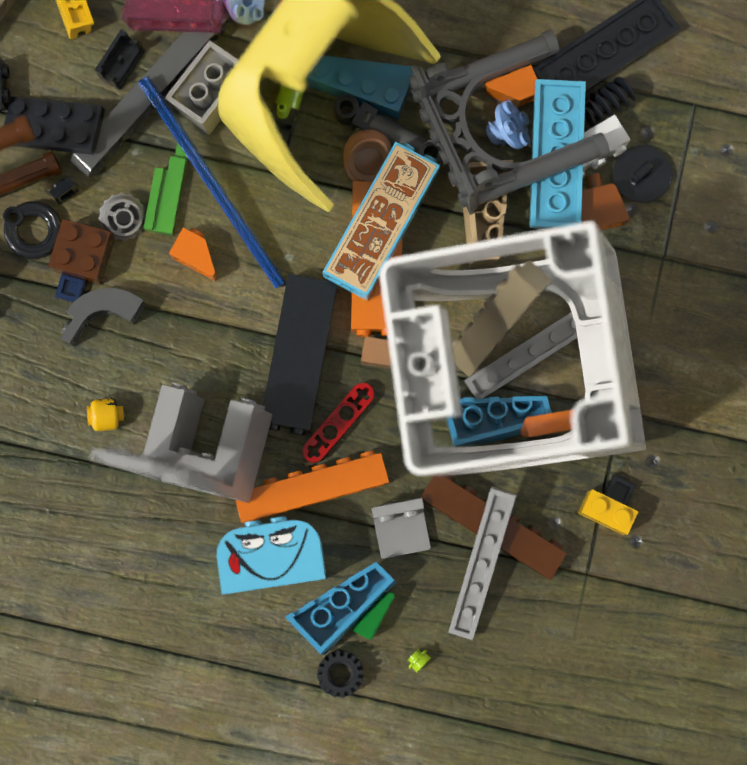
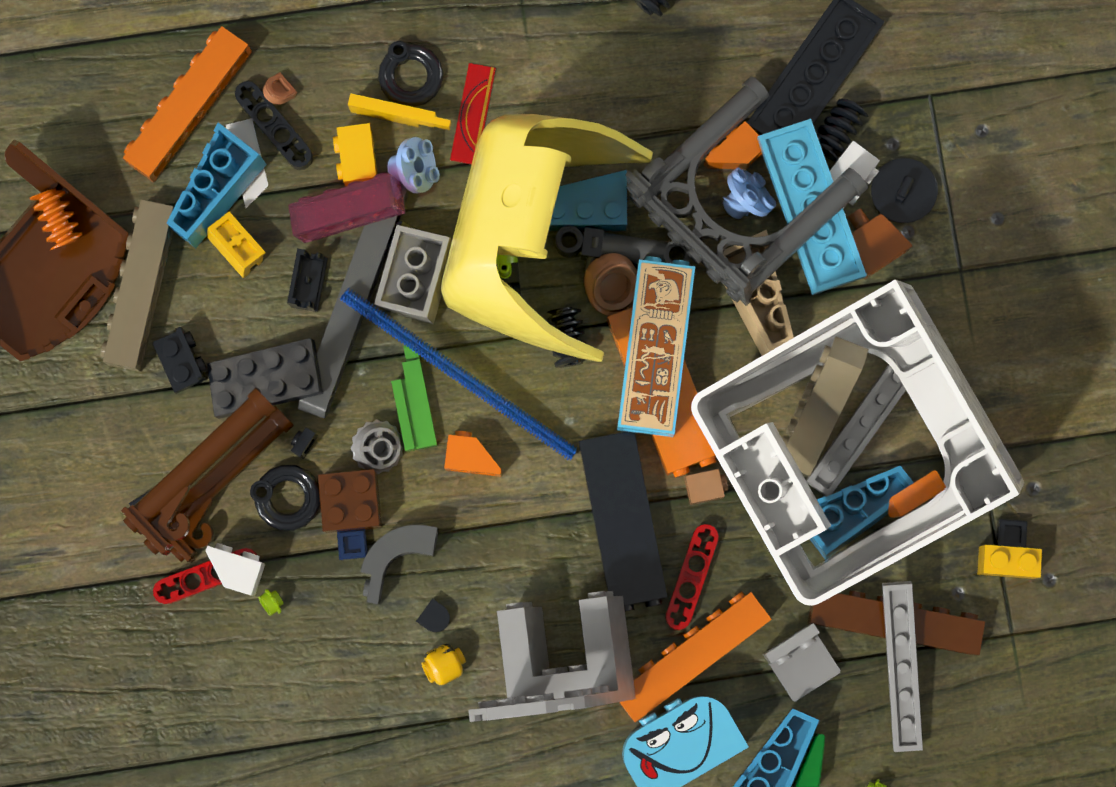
camera: 20 degrees left, 0 degrees up
(113, 373) = (434, 617): none -> black tile
(316, 172) = (565, 322): none -> black piece

